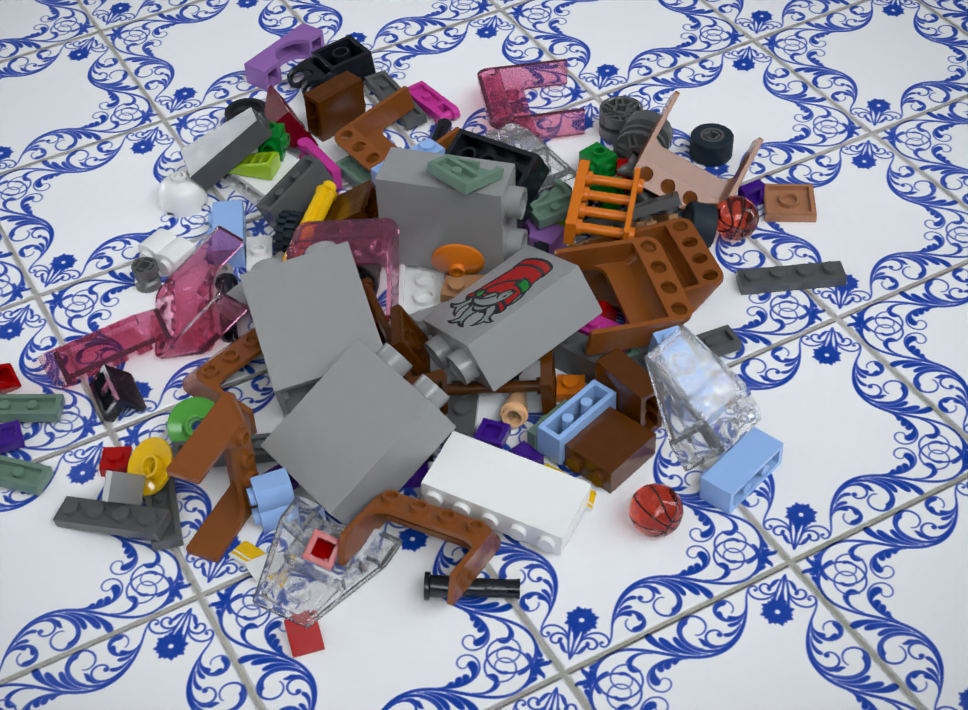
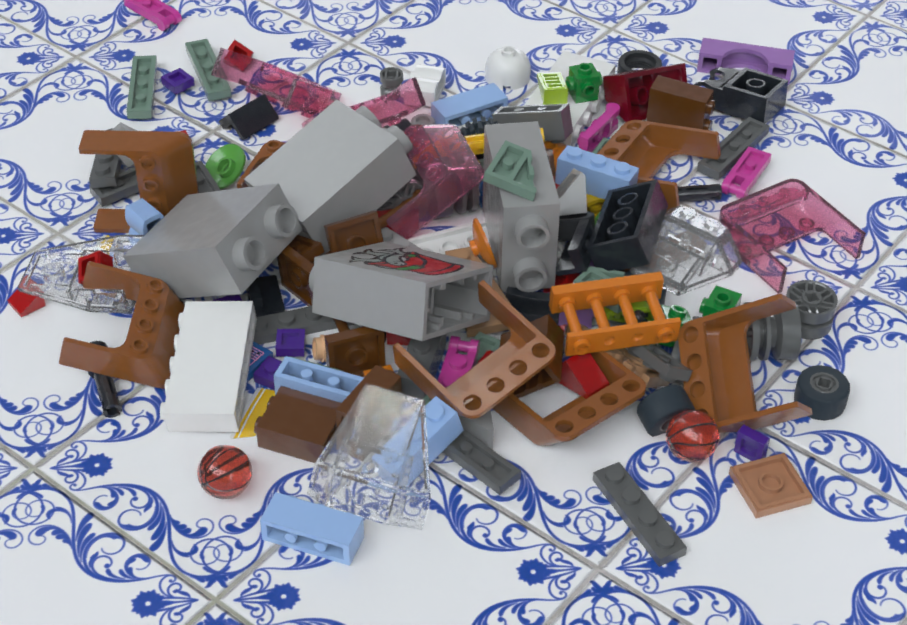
camera: 65 degrees right, 0 degrees up
(225, 147) = (546, 57): dark grey slope -> none

